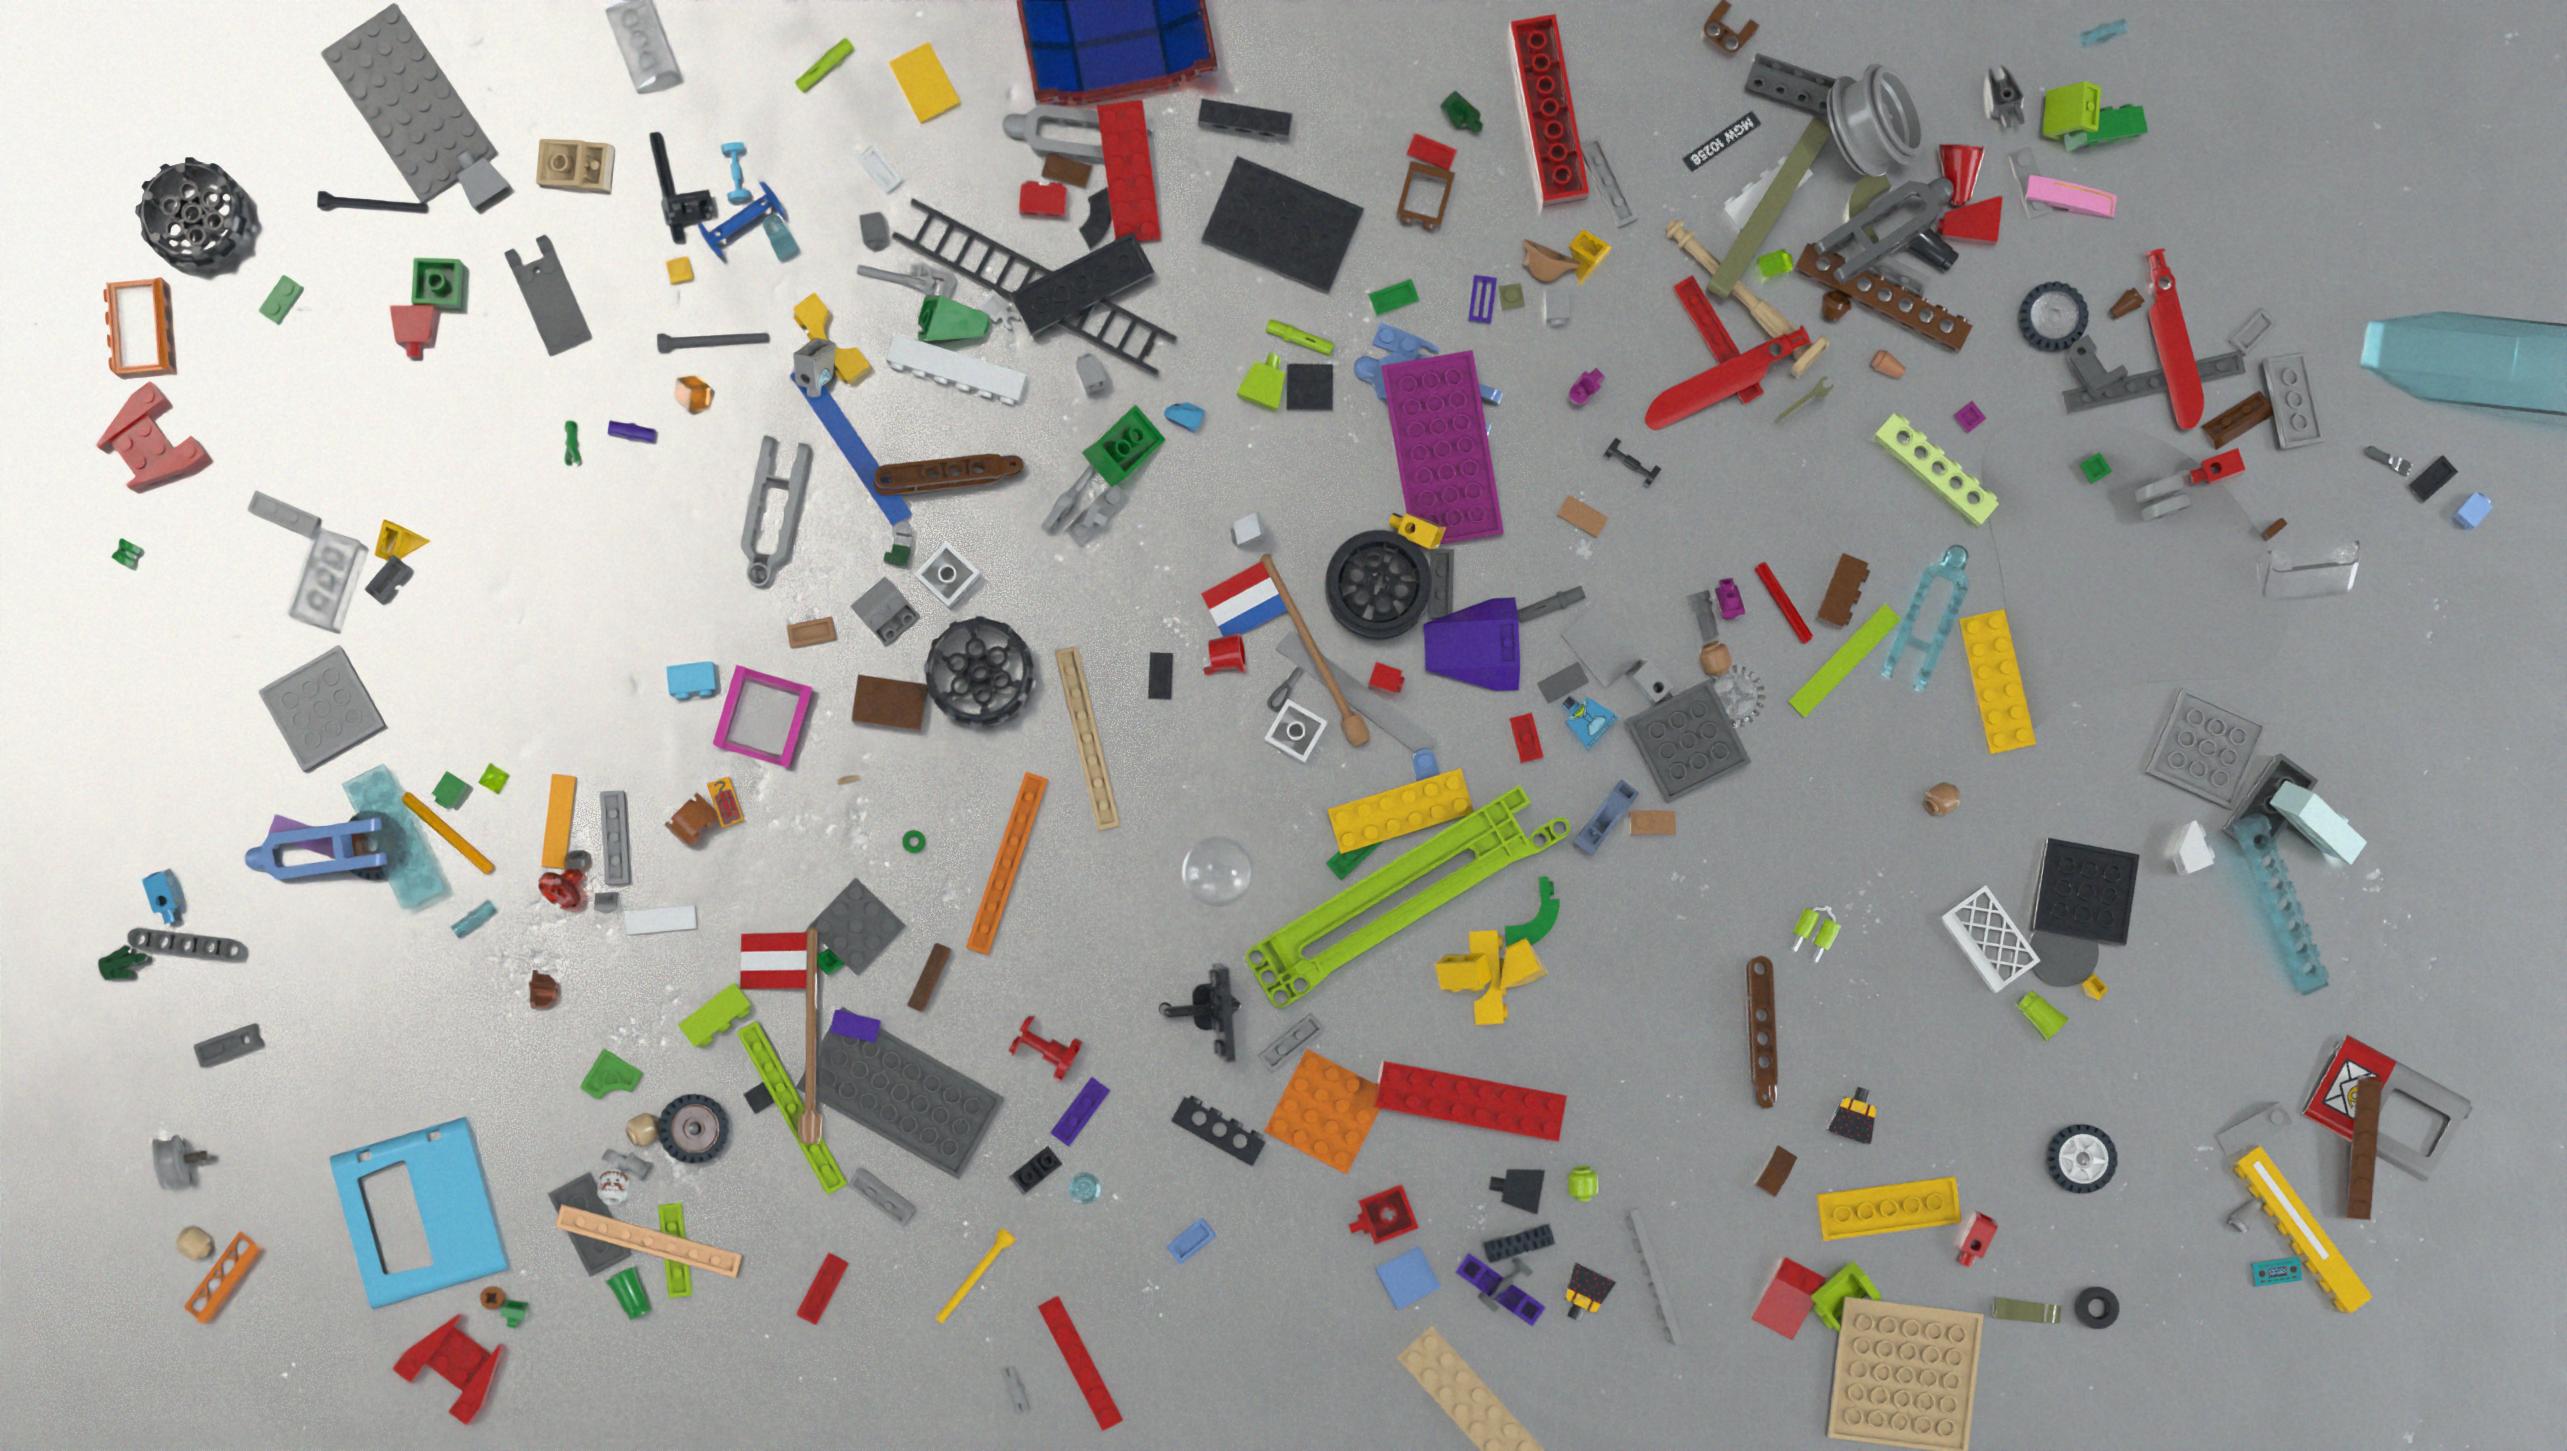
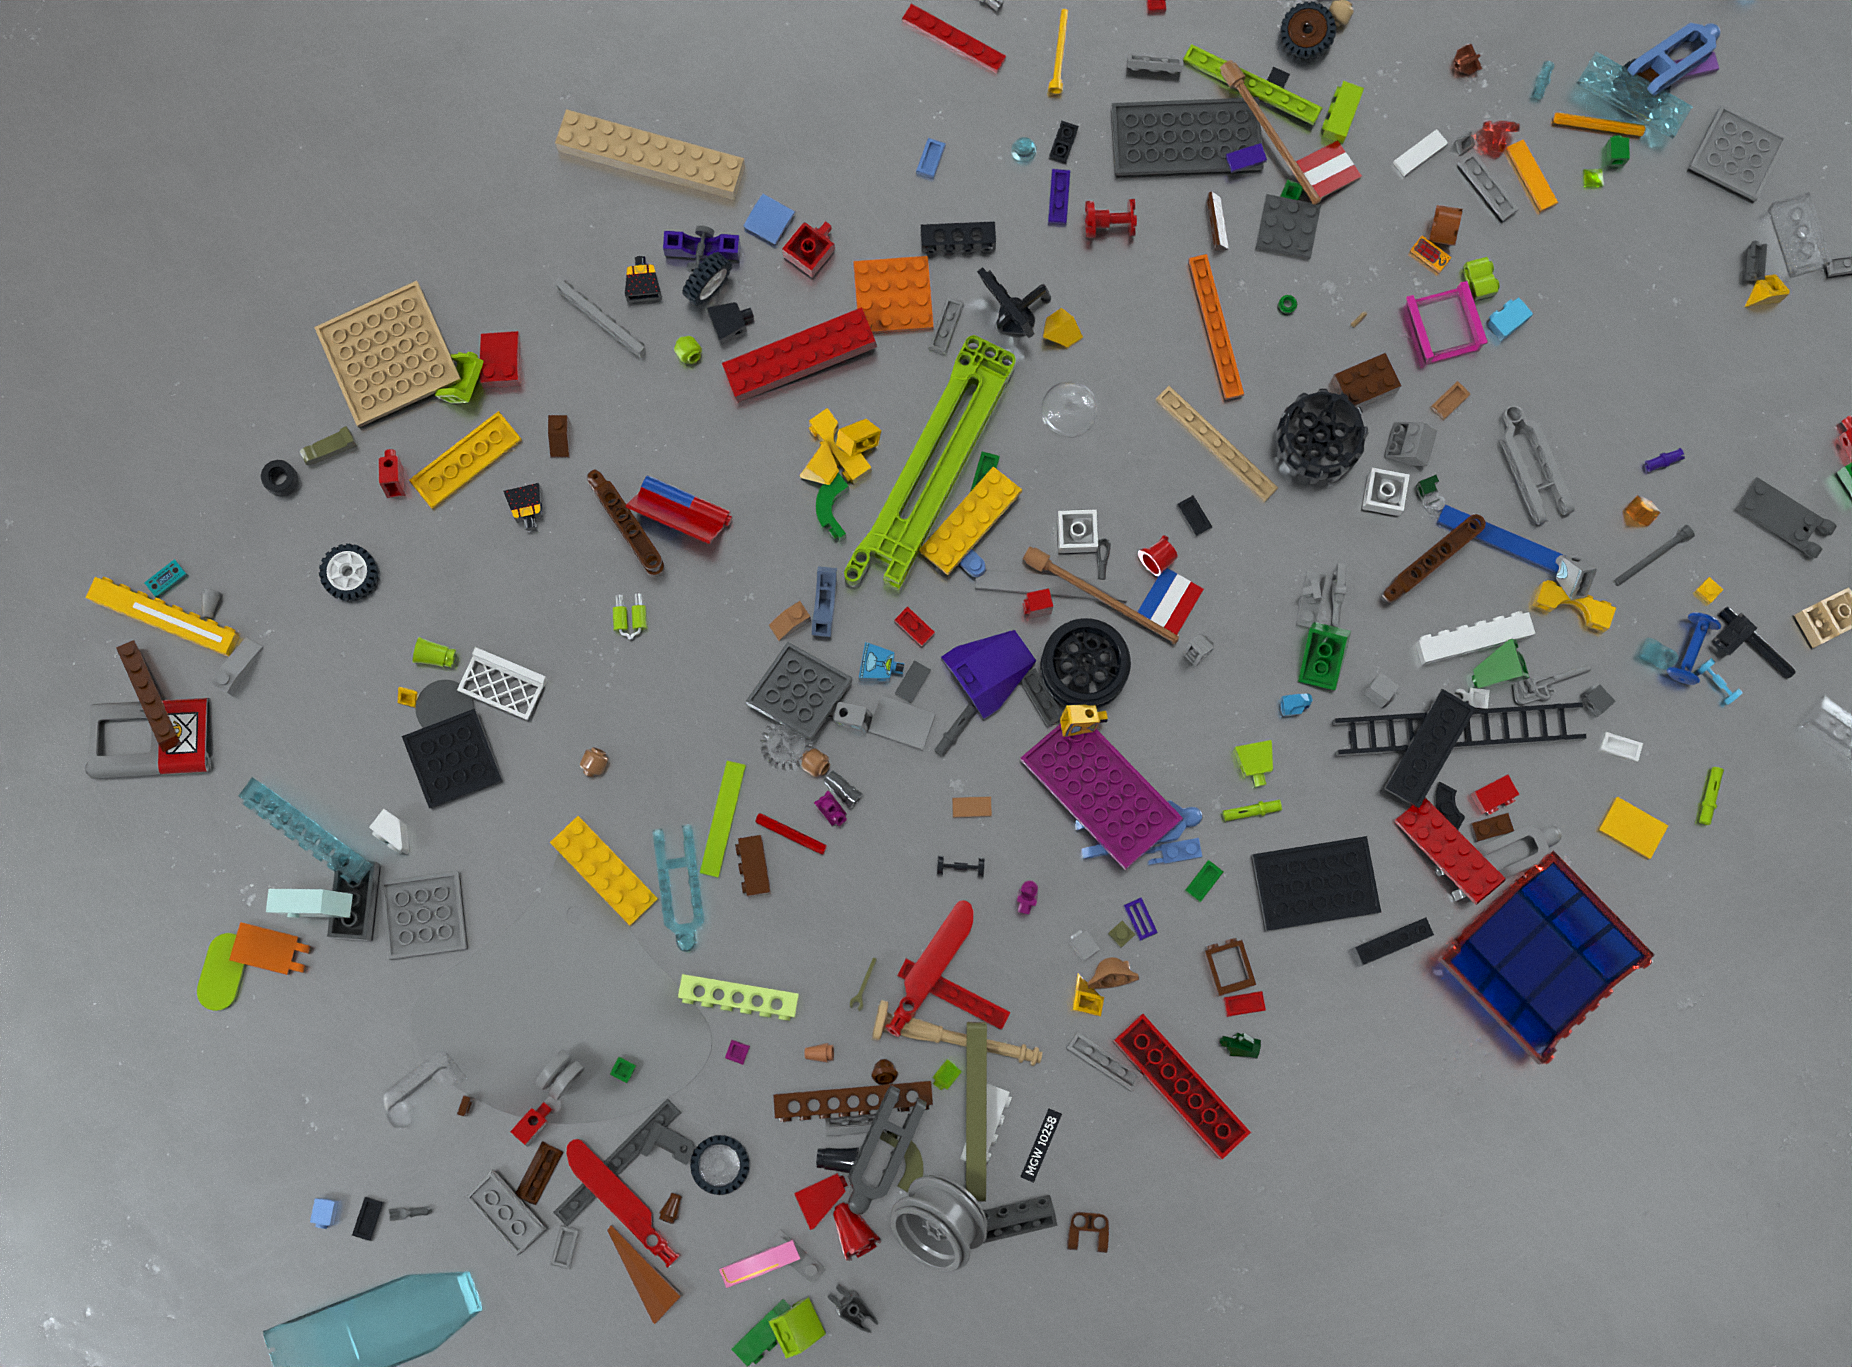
camera: 150 degrees right, 5 degrees down
(571, 442) = (1693, 419): green piece -> none
(576, 859) = (1503, 156): dark grey tile -> none
(610, 1074) = (1385, 36): bright green tile -> none
(691, 741) = (1481, 278): none -> lime brick
(1173, 962) = (1062, 328): none -> yellow slope
(1309, 387) = (1221, 779): black plate -> none
(1699, 1007) = (680, 510): none -> red door
(2189, 235) = (651, 1286): none -> dark orange wedge
(2385, 809) = (267, 949): none -> orange tile
(2443, 816) = (220, 976): none -> lime tile

